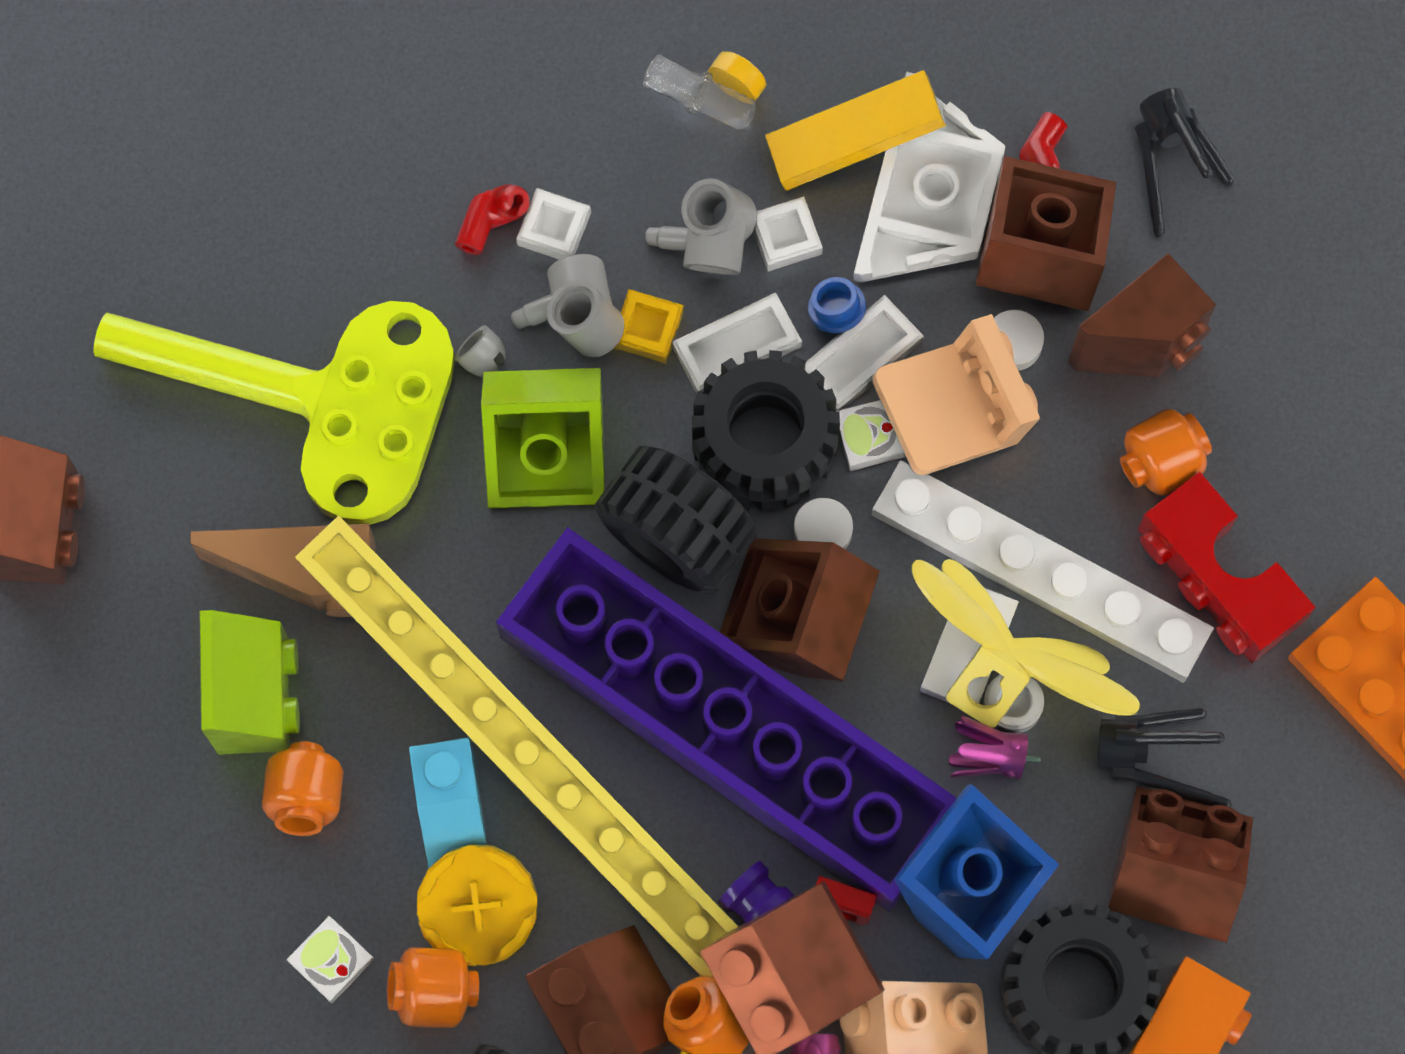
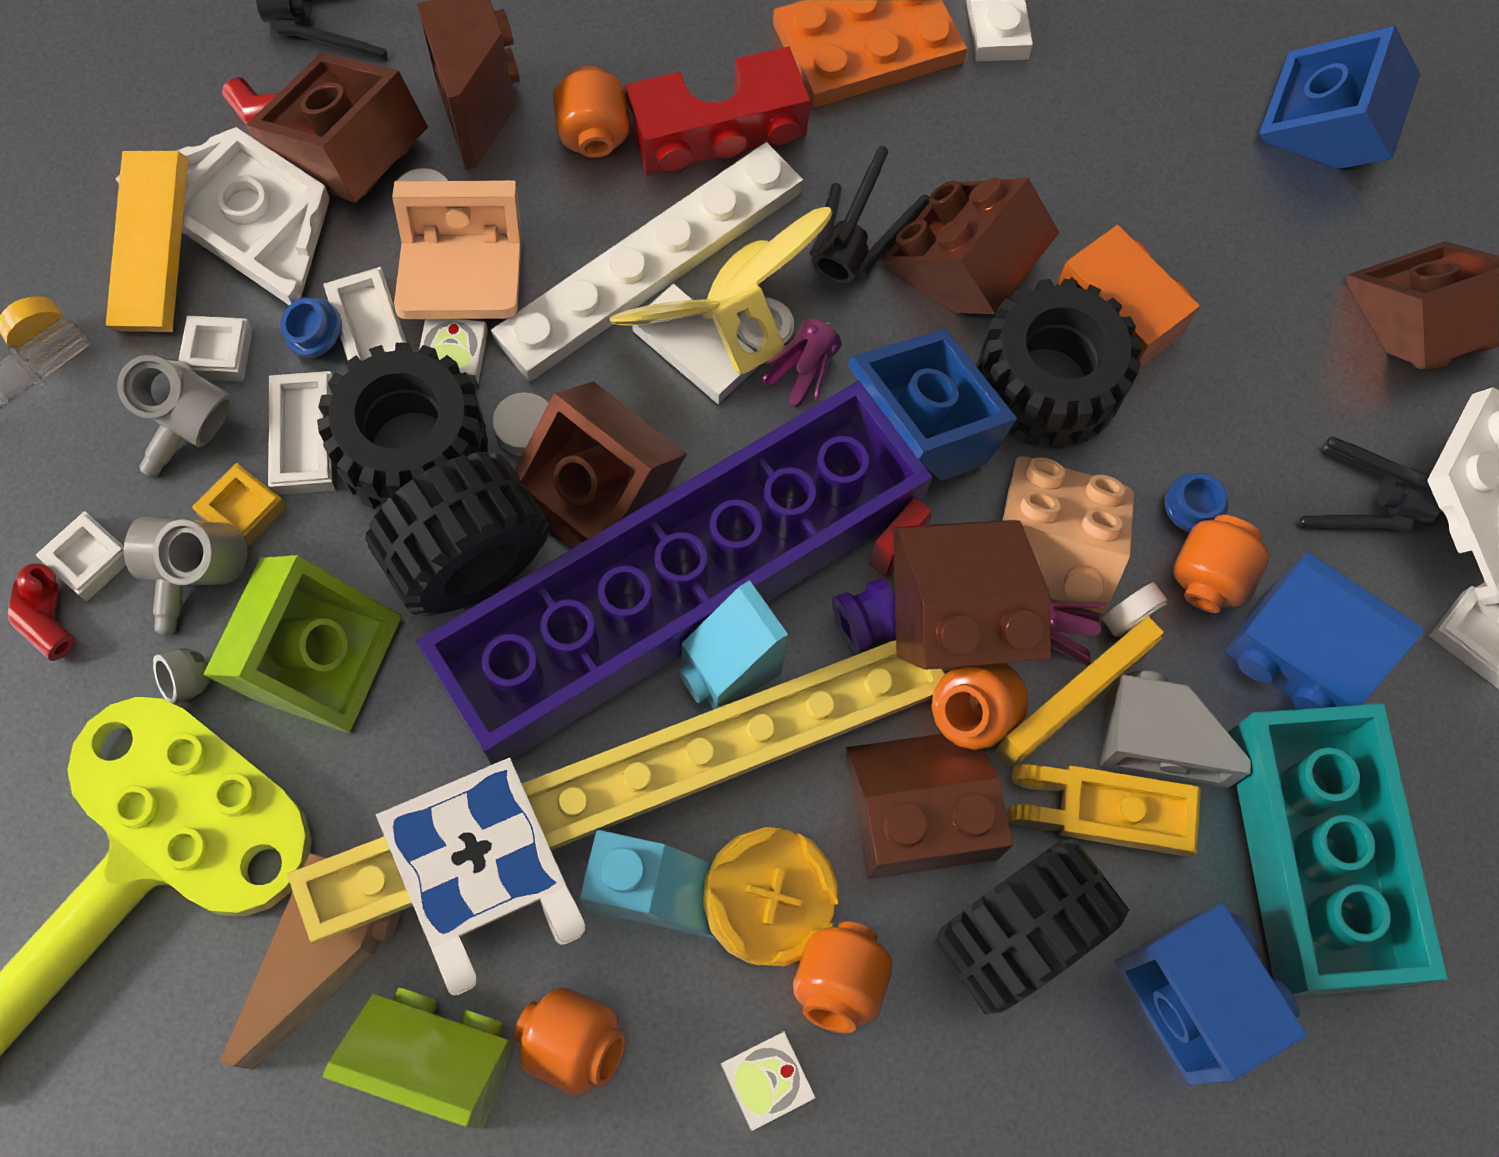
camera: 75 degrees left, 5 degrees down
(405, 650) = (472, 859): none -> white flag
(669, 791) = (733, 650): none -> medium azure slope

